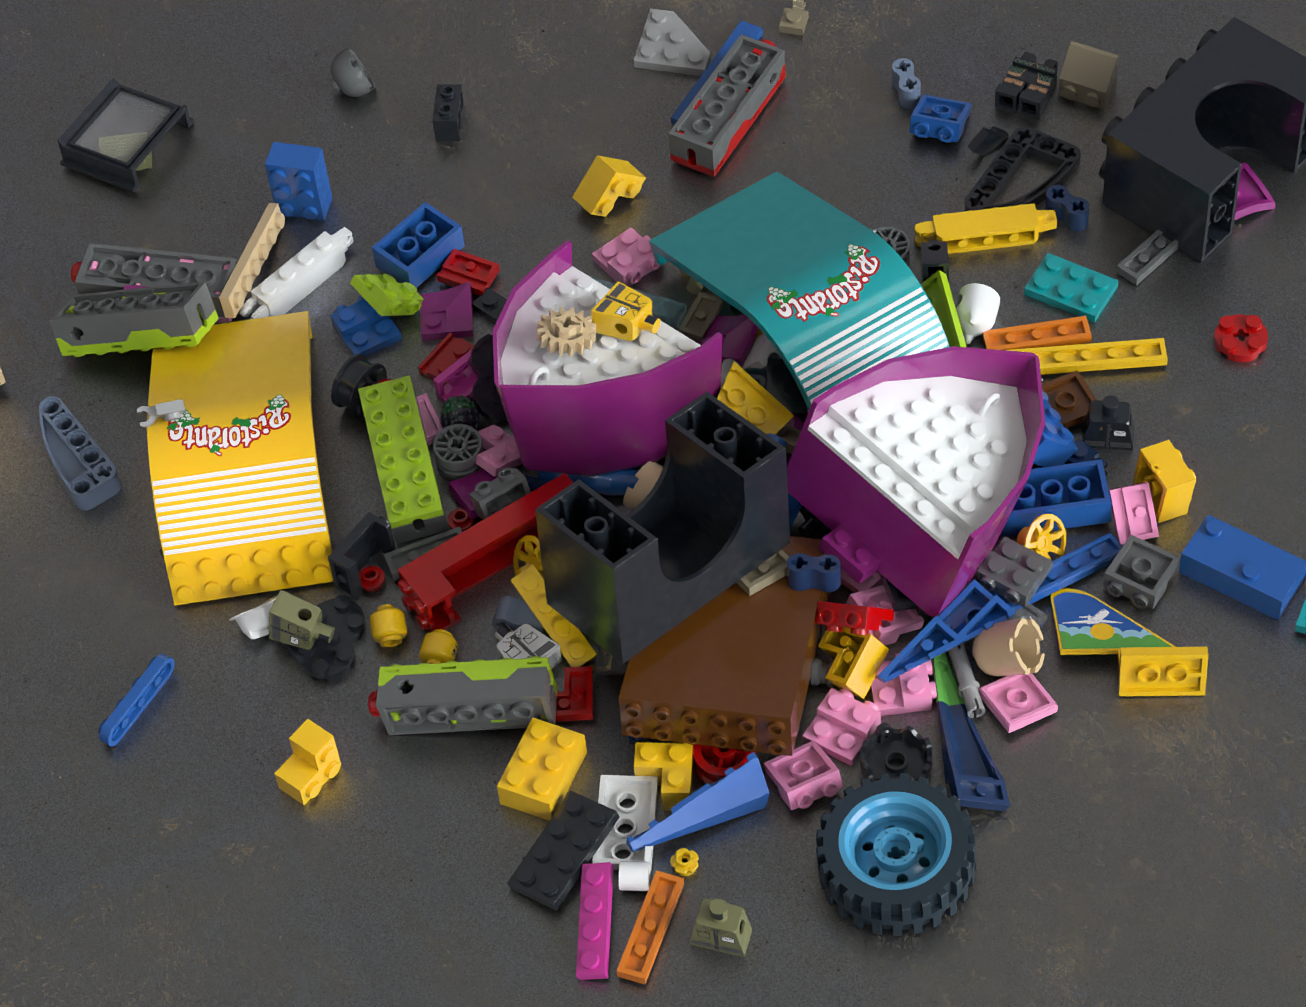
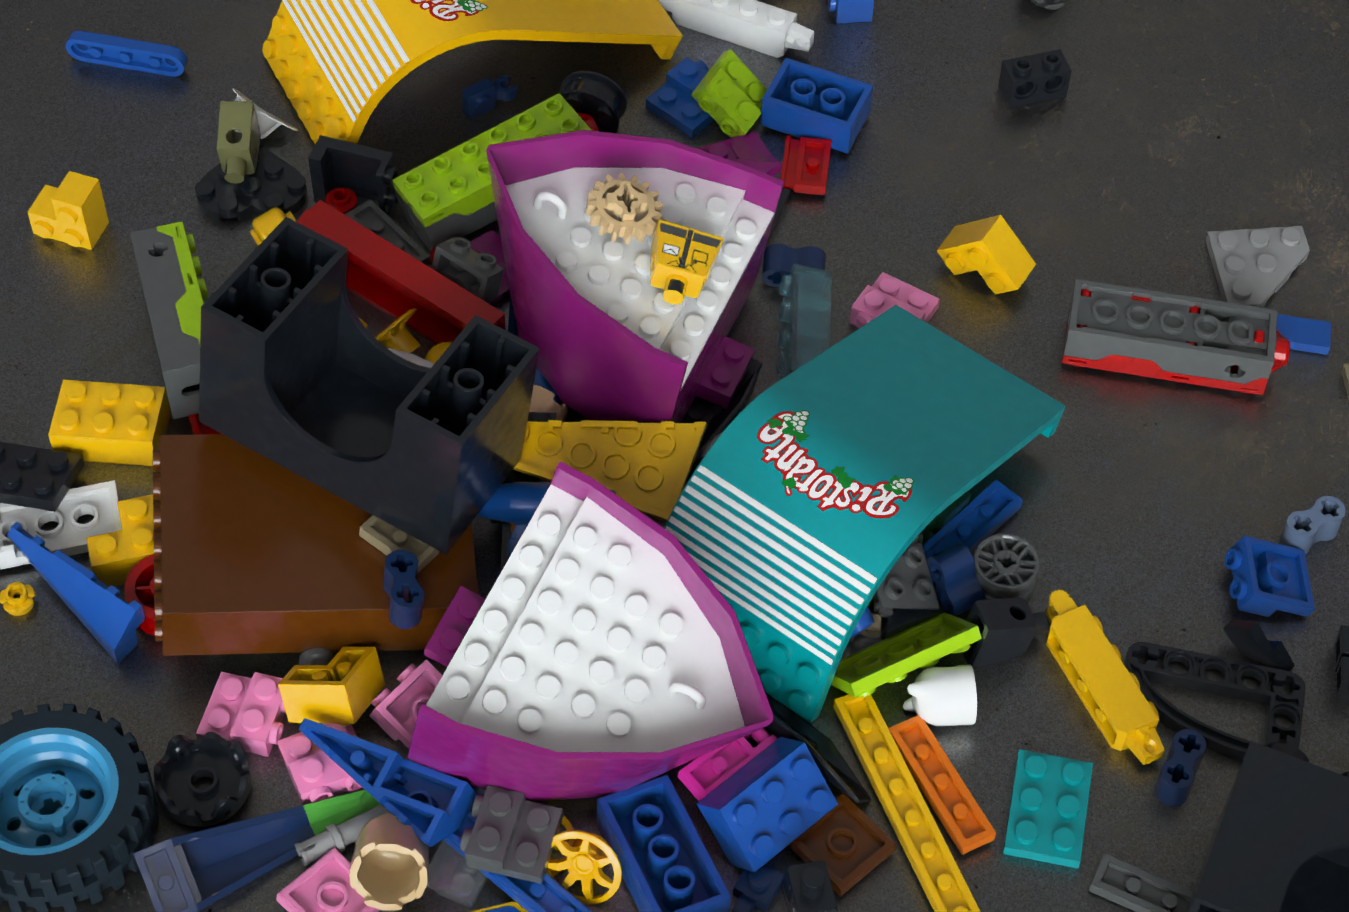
camera: 65 degrees right, 0 degrees up
(804, 775) = (157, 687): bright pink plate -> none
(856, 617) = (370, 658): red plate -> none

